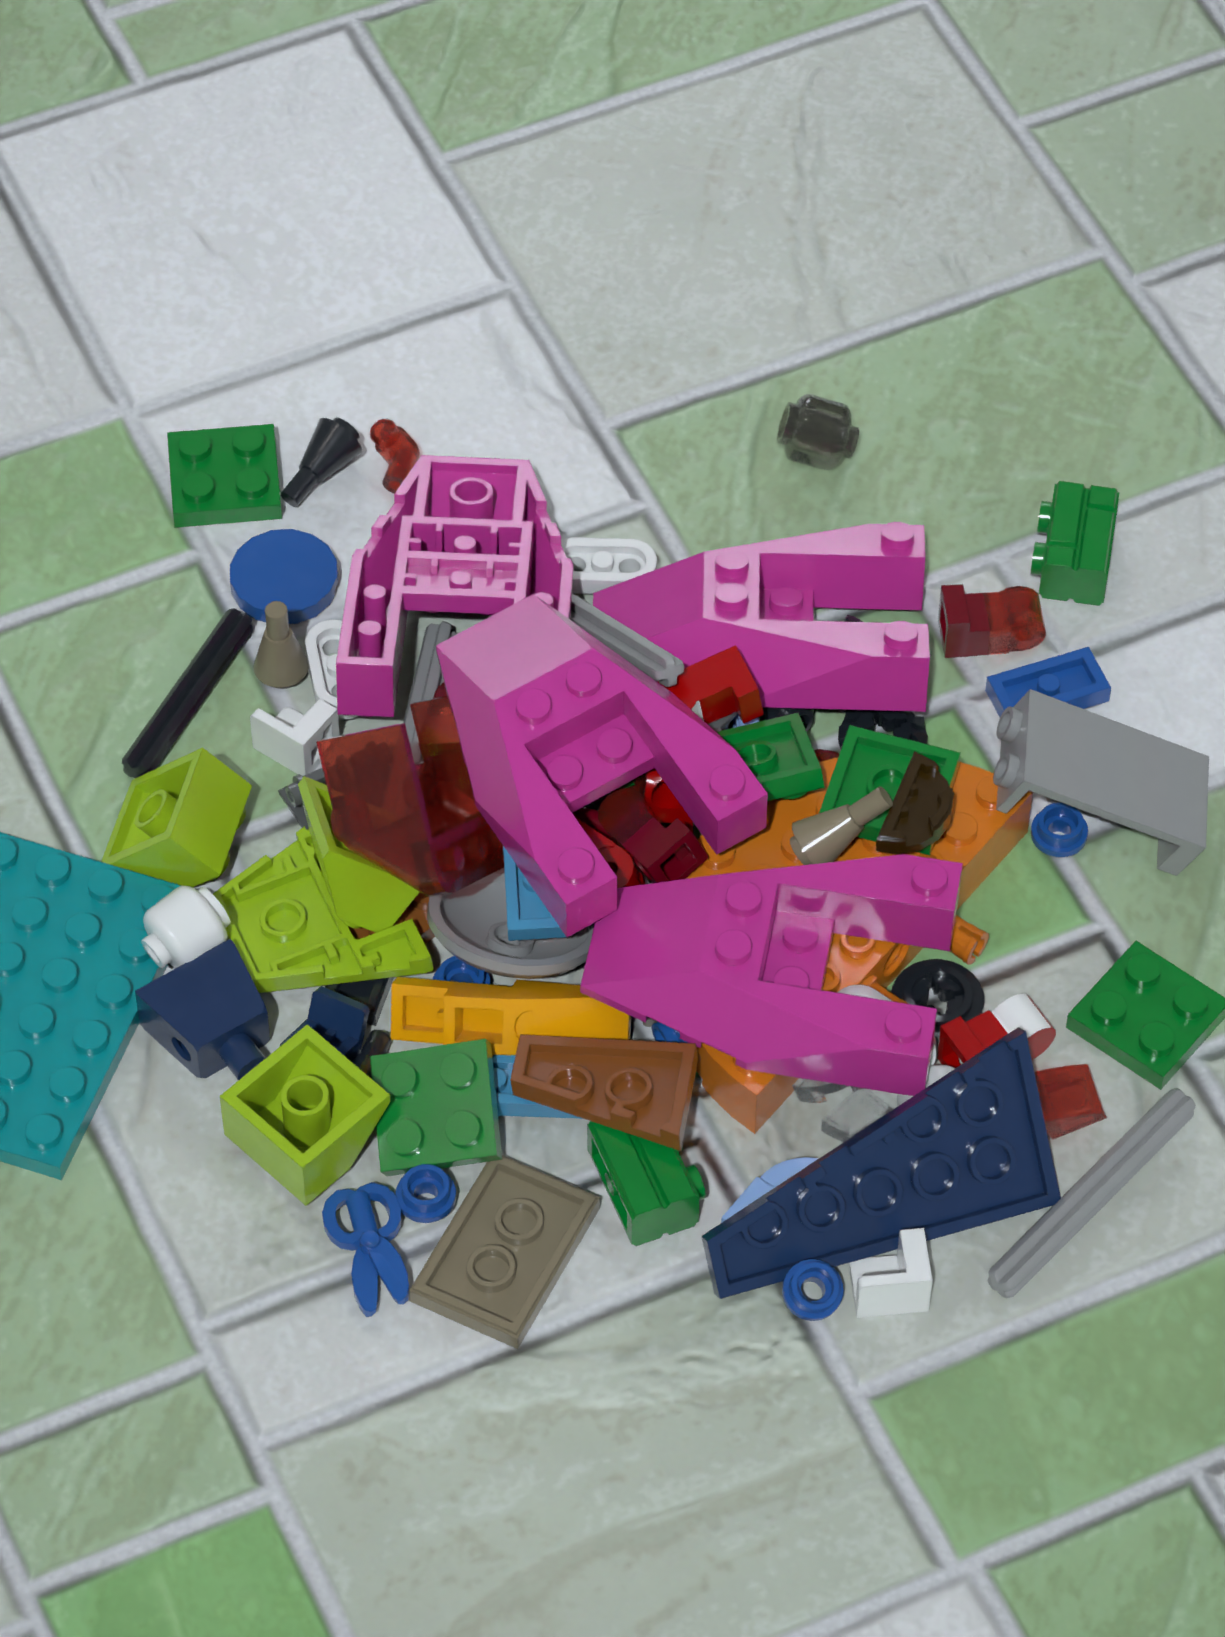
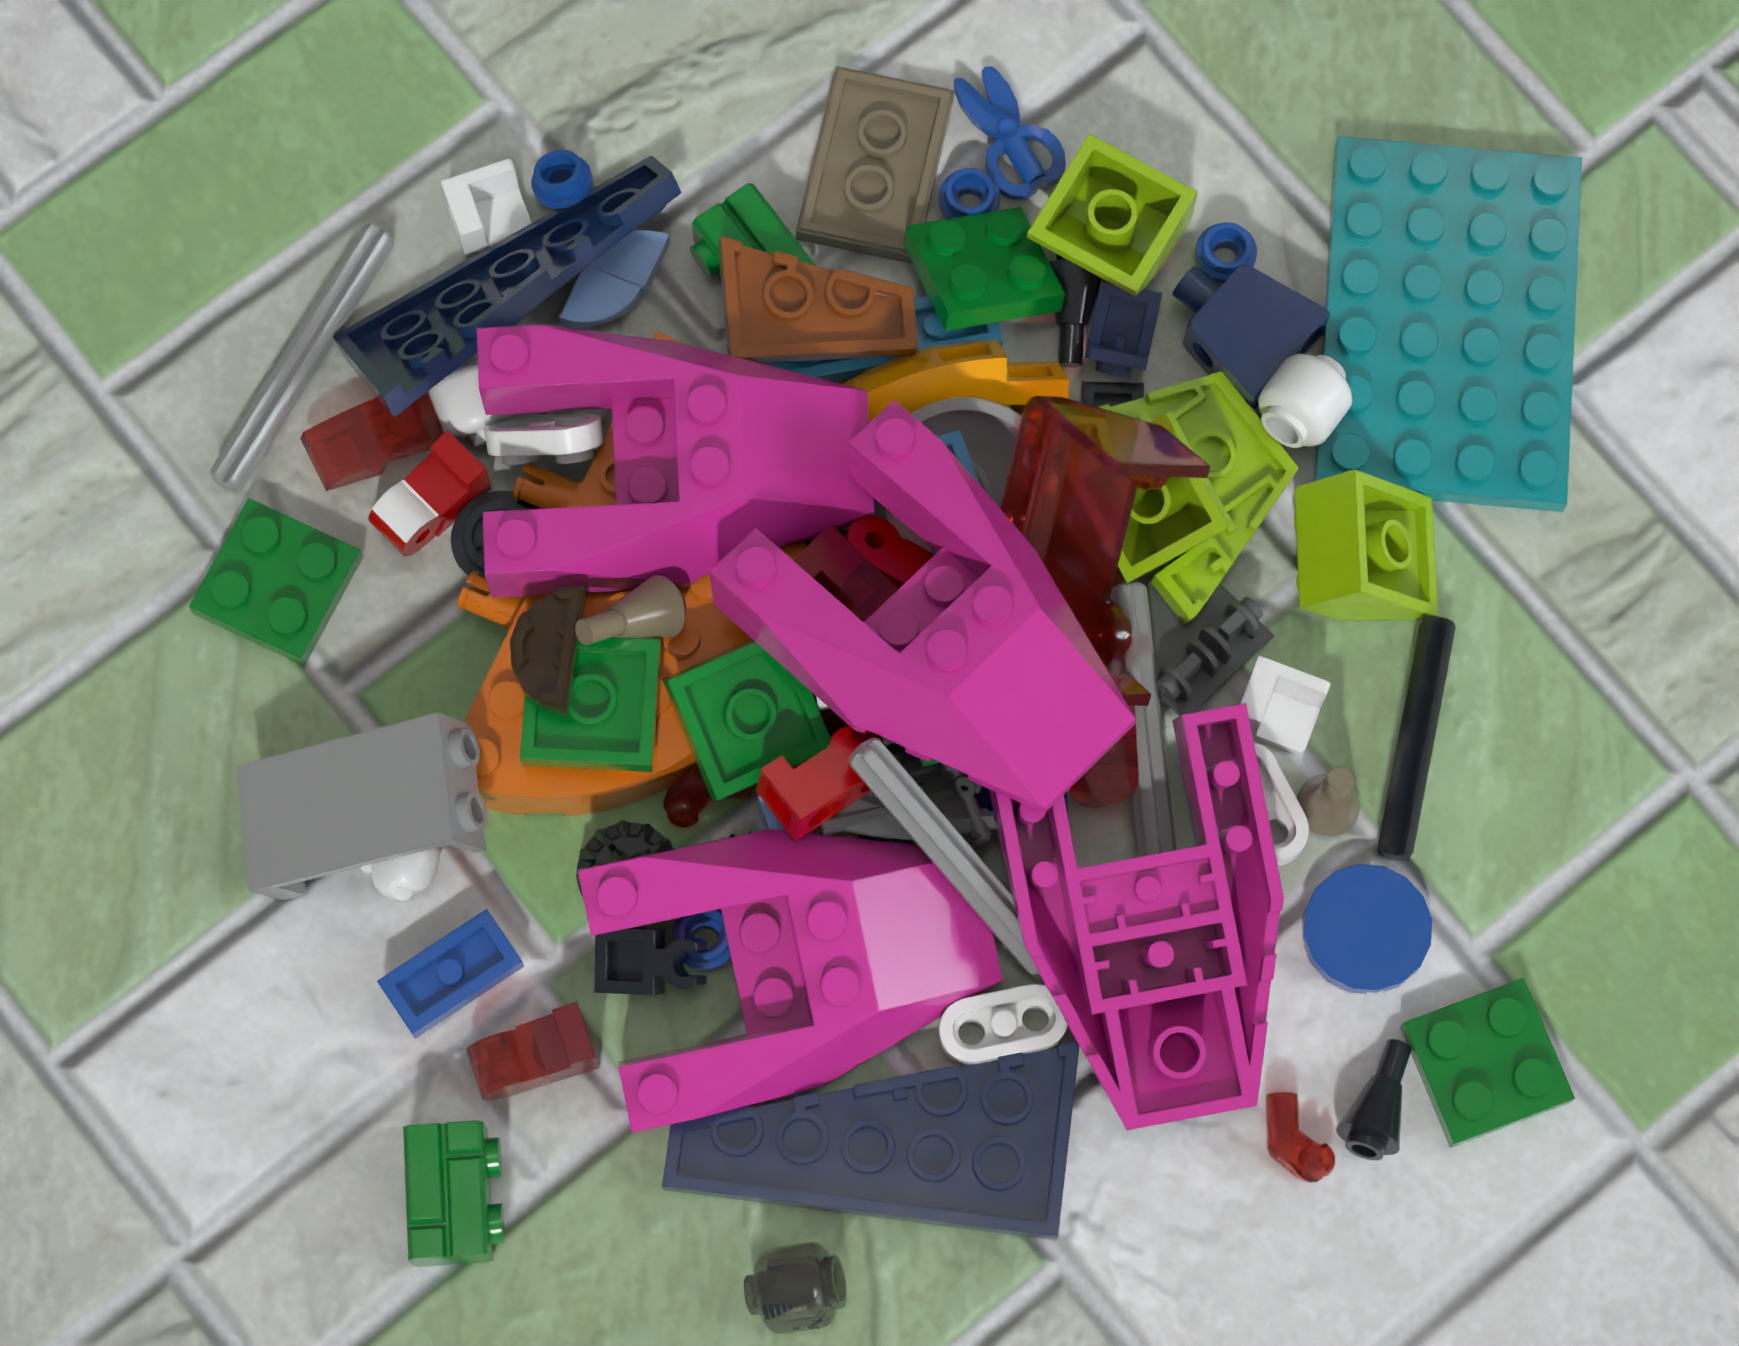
camera: 165 degrees right, 20 degrees up
(197, 1083) = (1224, 236): none -> blue plate
(696, 499) = (921, 1147): none -> dark blue wing

